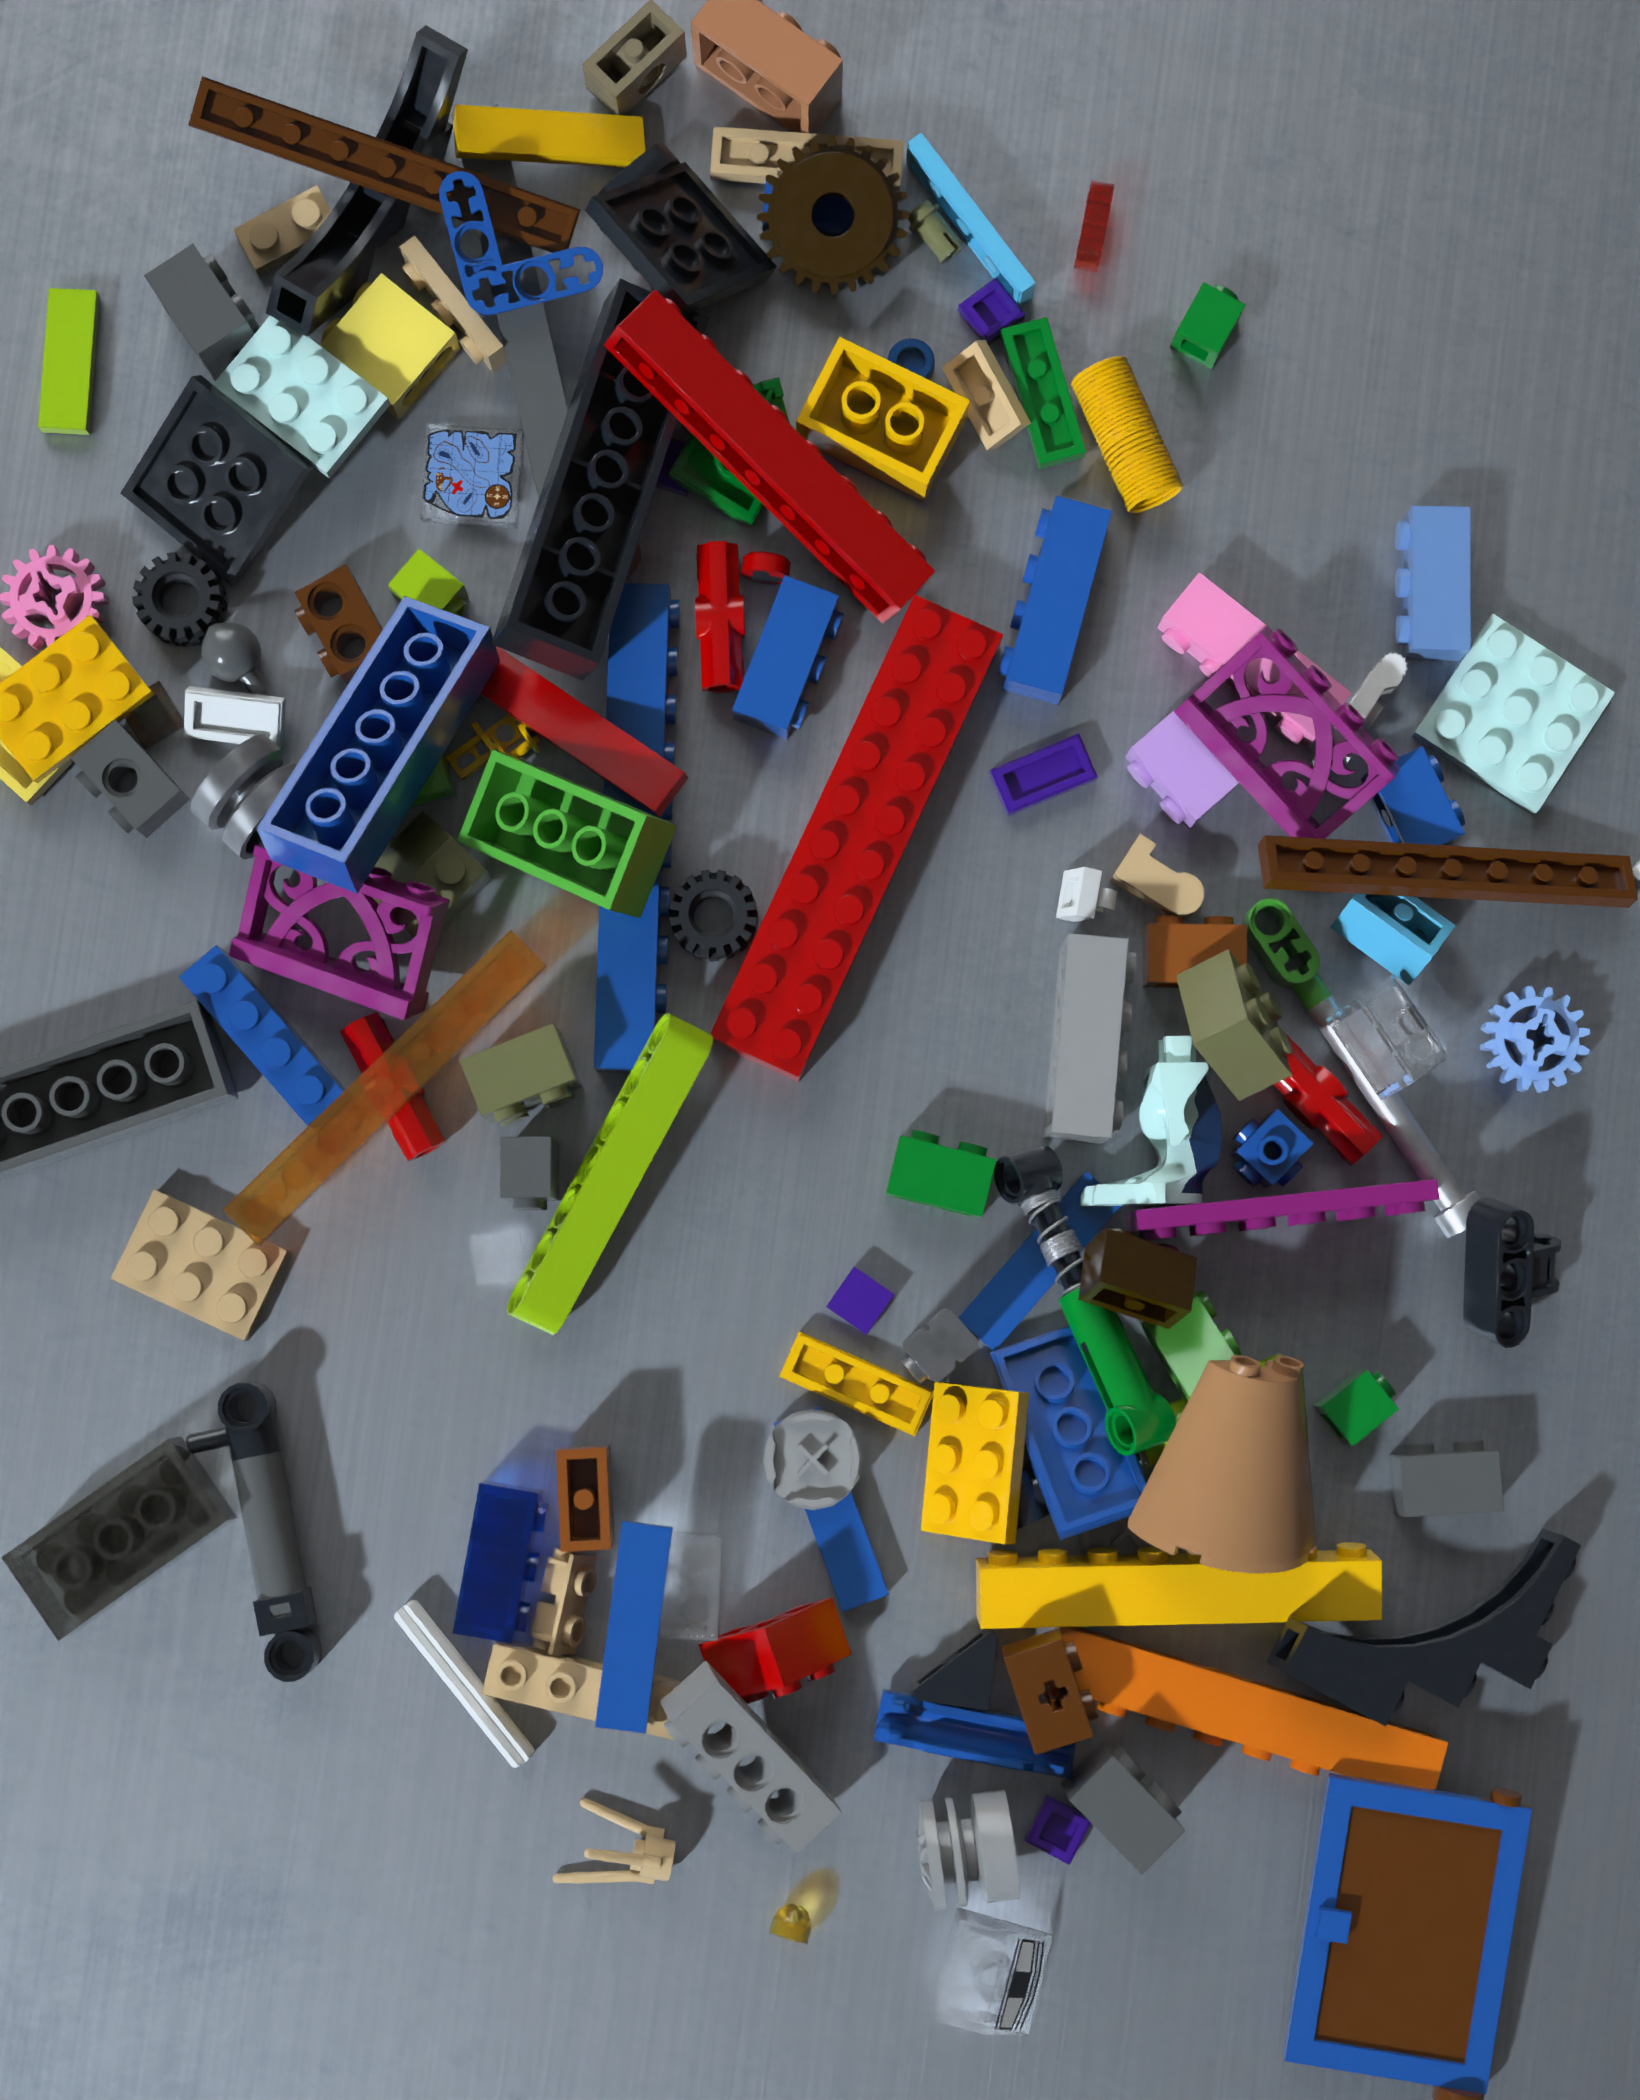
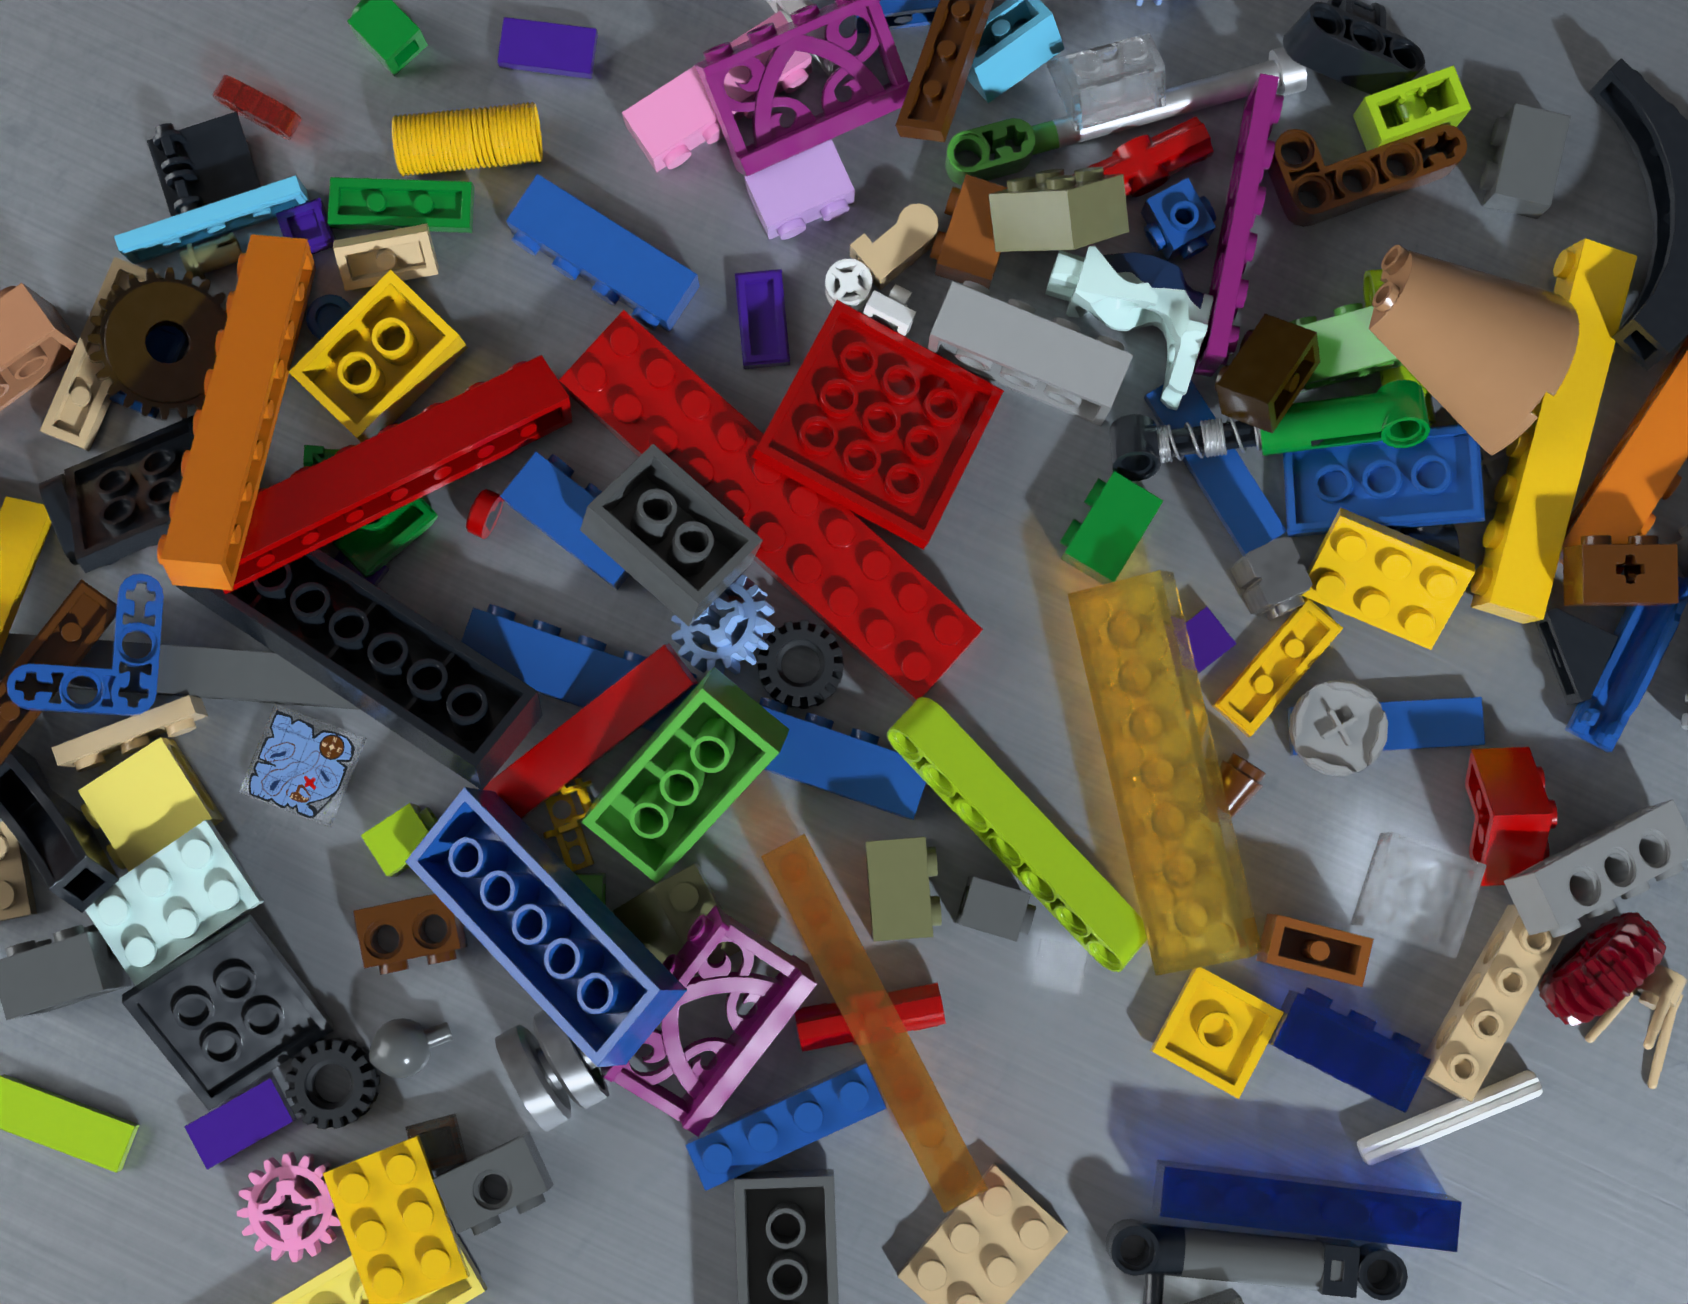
camera: 70 degrees left, 0 degrees up
(118, 526) = (240, 1123): none -> dark purple tile
(232, 715) = (464, 1064): white tile -> none
(335, 1565) = (1306, 1205): none -> clear blue brick
(479, 1428) = (1217, 1031): none -> yellow plate
(561, 1625) = (1419, 1008): tan hinge -> none
(634, 1627) = (1453, 938): blue tile -> none
(651, 1788) = (1602, 969): none -> dark red gear
(713, 1299) = (1164, 773): none -> clear yellow brick
(720, 617) = (517, 571): red piece -> none
(722, 1373) = (1240, 782): none -> reddish brown cone
(729, 827) = (729, 626): none -> light blue gear
(781, 300) = (238, 414): none -> orange brick
(794, 746) = (670, 534): none -> dark grey brick
(969, 915) = (879, 424): none -> red plate
(1023, 194) = (202, 162): none -> black hinge
(1105, 838) = (848, 276): none -> white wheel
(1245, 483) = (547, 48): none -> dark purple tile
(1357, 1405) = (1434, 217): green brick -> none
(1388, 1323) = (1367, 167): none -> reddish brown beam
(1457, 1349) = (1412, 108): none -> lime brick

